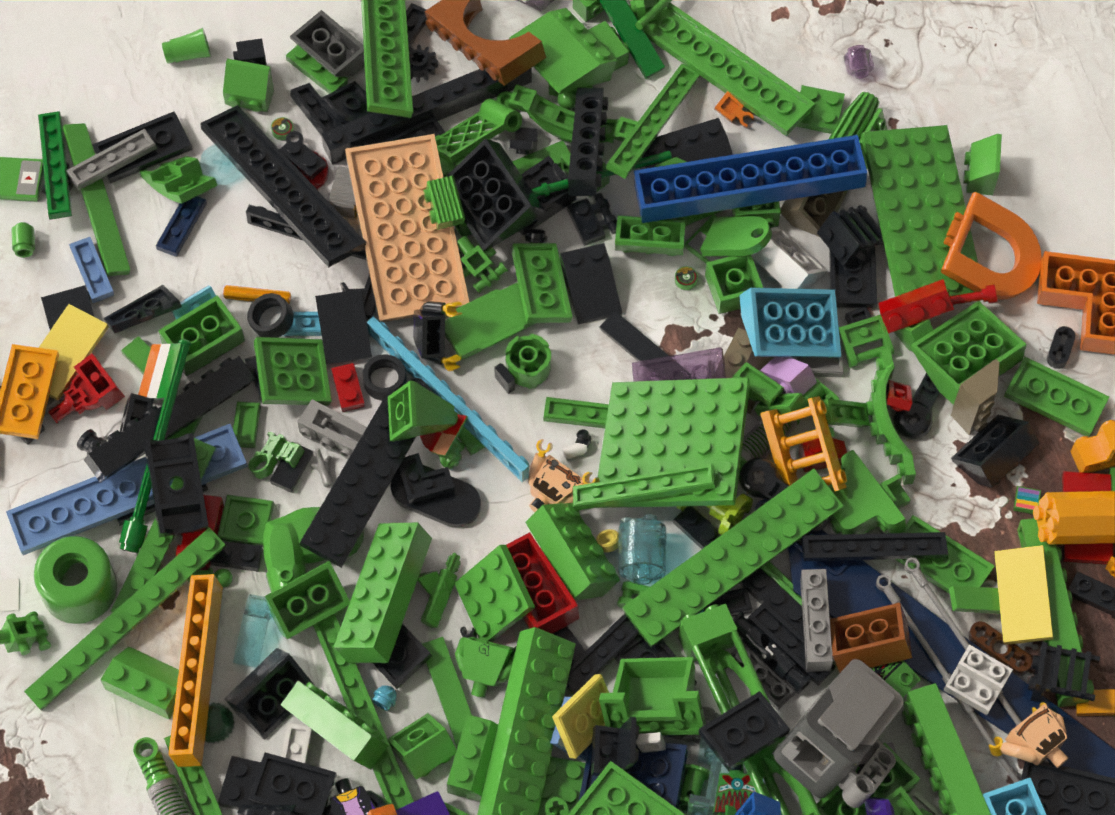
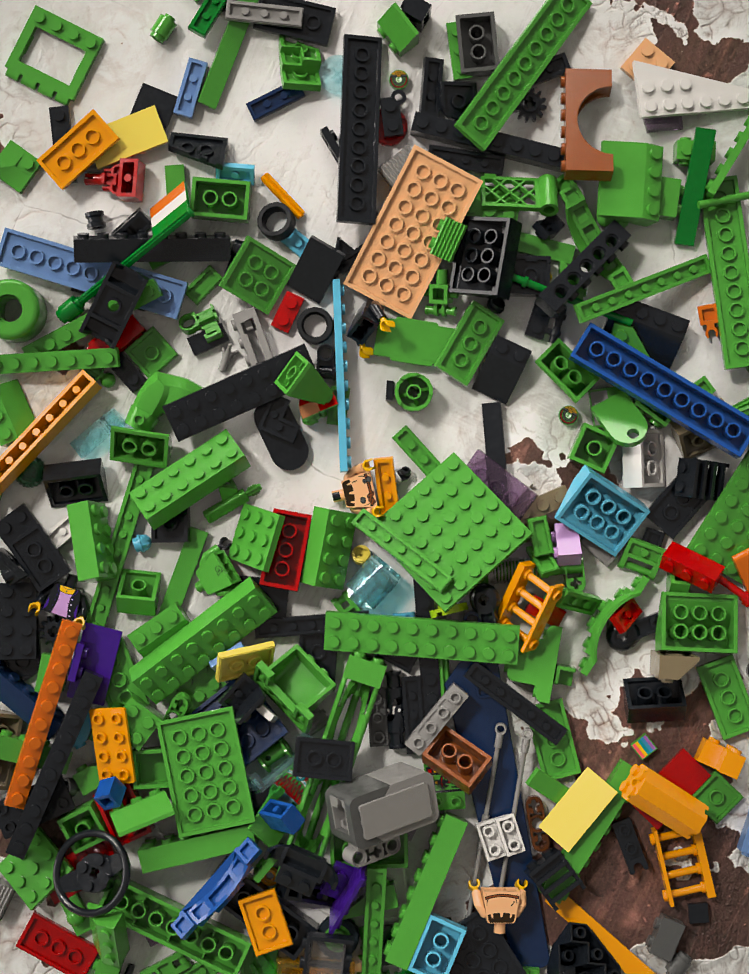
camera: 45 degrees right, 25 degrees up
(572, 453) = (386, 483): none -> light orange plate

